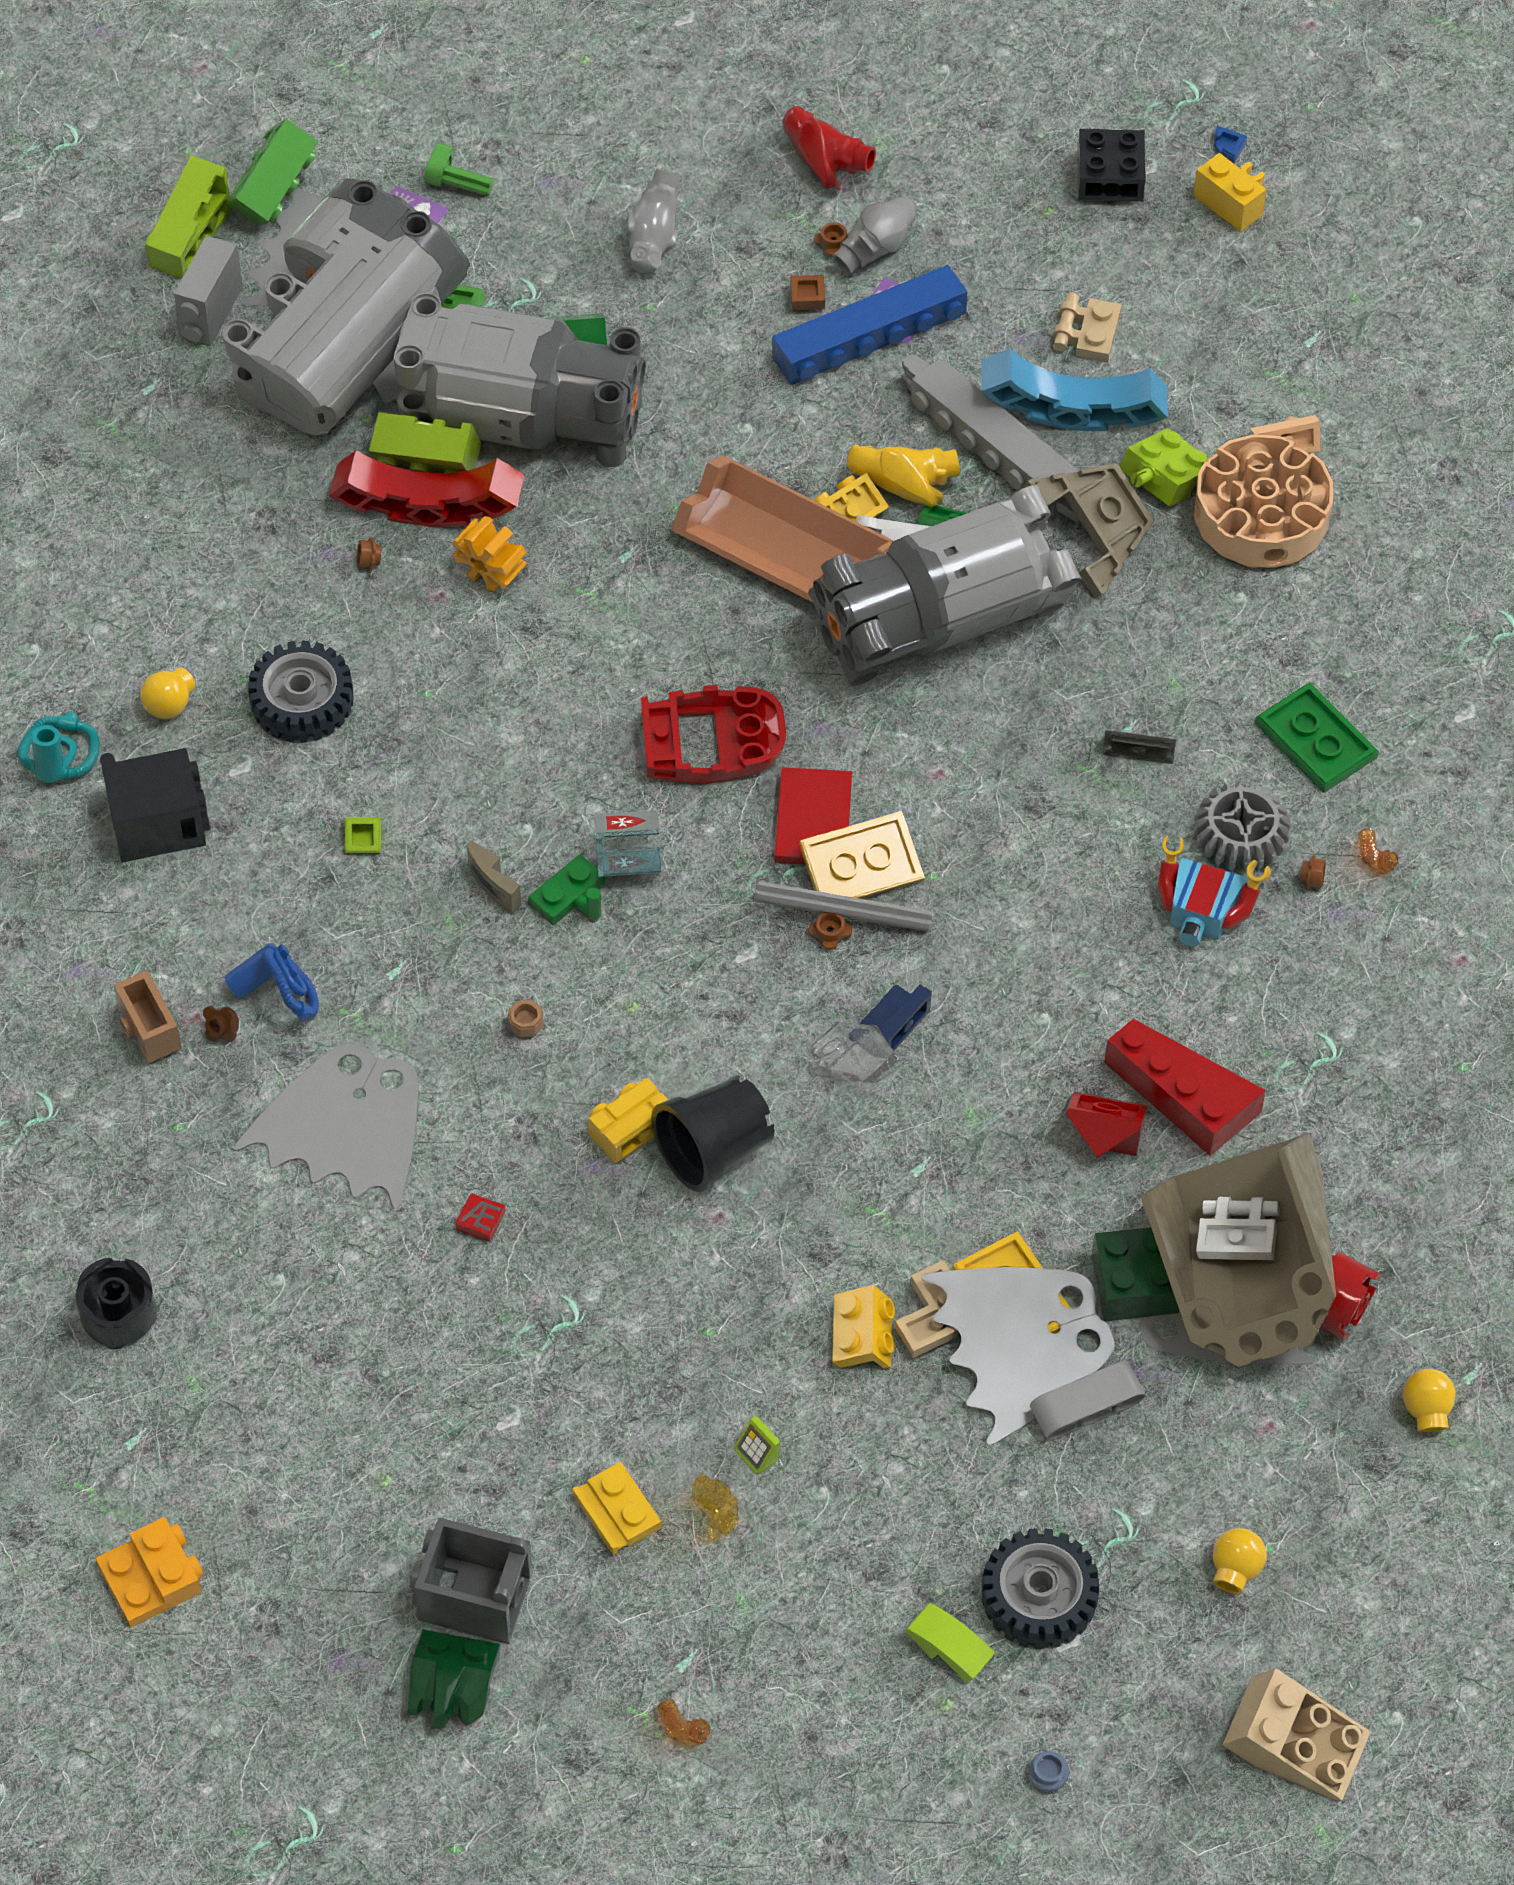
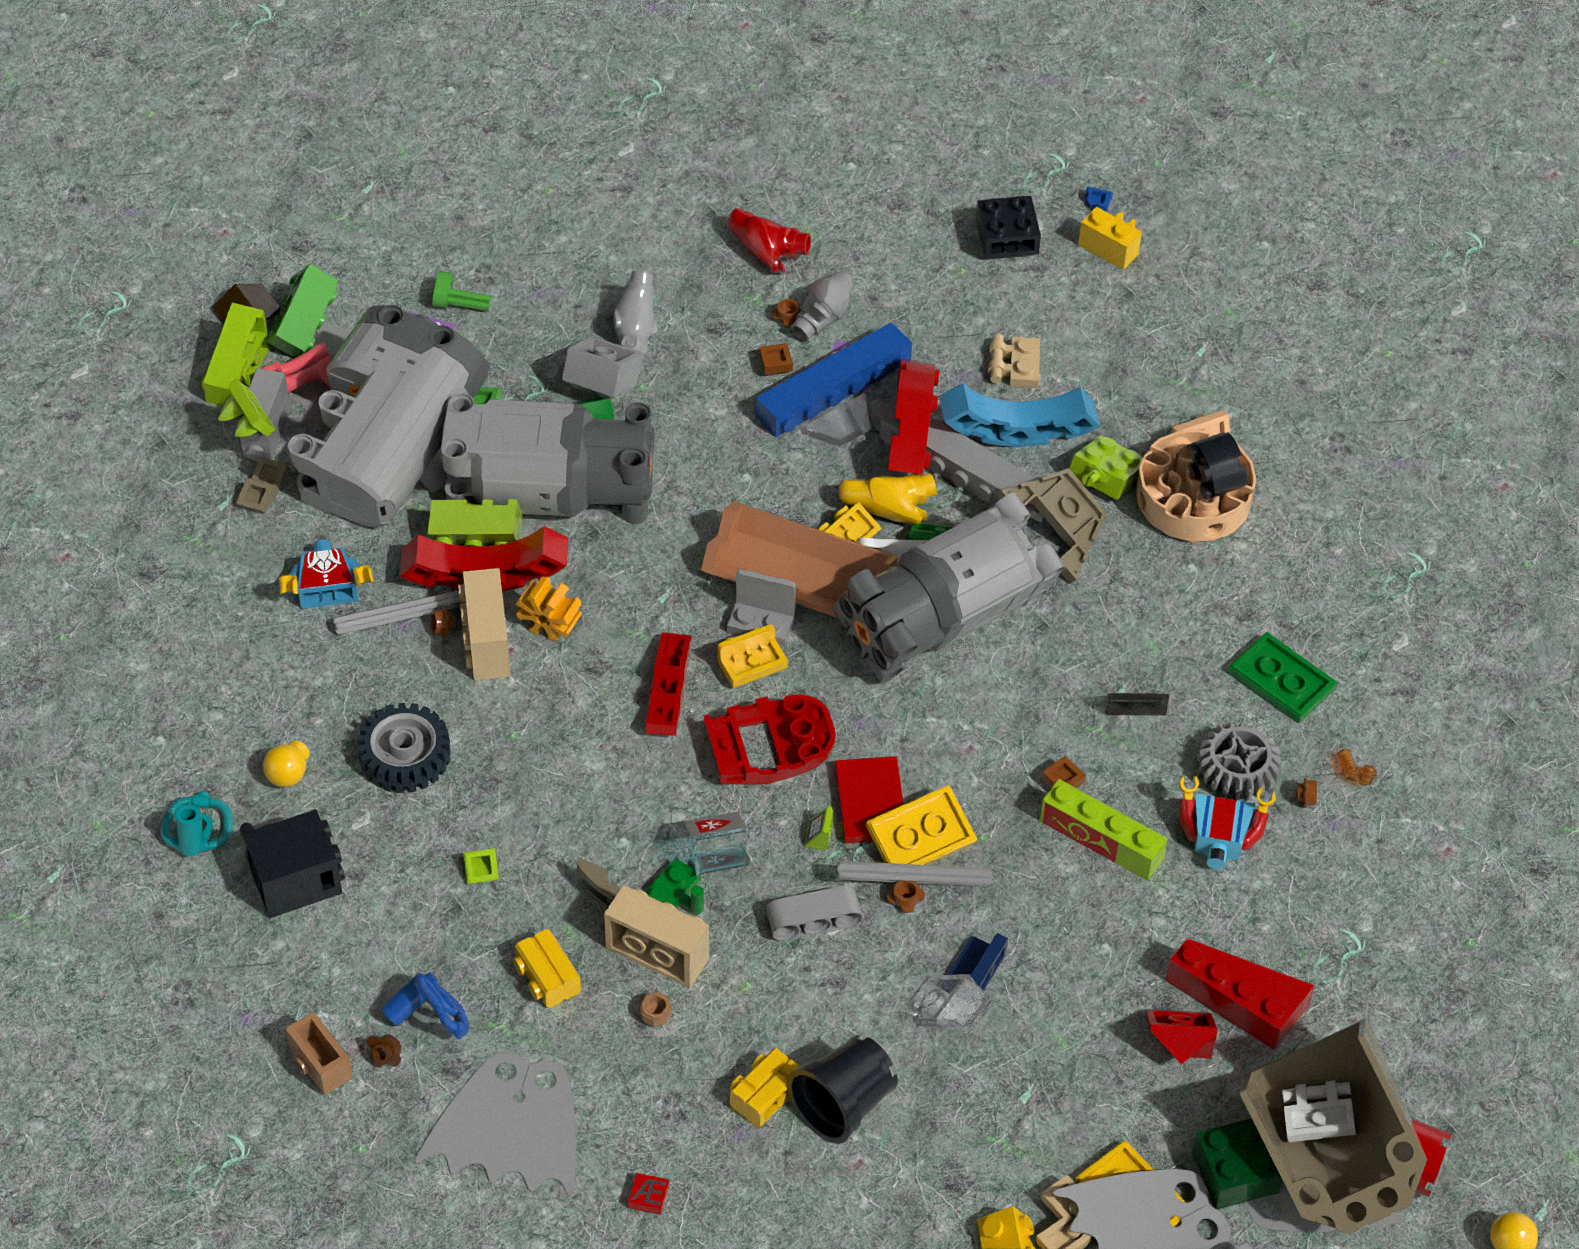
camera: 10 degrees left, 5 degrees down
(184, 274) = (245, 402): none -> lime tile
(197, 373) = (263, 486): none -> dark tan slope
(217, 148) = (248, 295): none -> dark brown slope
(246, 486) = (325, 577): none -> torso
(272, 233) = (313, 360): none -> coral piece
(332, 535) = (396, 612): none -> light grey axle
(413, 562) = (484, 624): none -> tan brick
(414, 958) = (547, 968): none -> yellow brick
(540, 937) = (657, 935): none -> tan brick
(602, 278) = (602, 367): none -> light grey brick
(610, 656) = (668, 684): none -> red slope
(709, 636) = (751, 656): none -> yellow bracket
(722, 935) = (814, 913): none -> light grey beam
(733, 583) = (763, 602): none -> light grey bracket
(749, 844) = (819, 830): none -> lime slope
(868, 379) = (842, 424): none -> clear slope
(948, 374) = (913, 409): none -> red brick
(1037, 819) = (1065, 771): none -> dark orange plate
(1068, 884) = (1103, 829): none -> lime brick
(1284, 481) = (1217, 465): none -> black brick

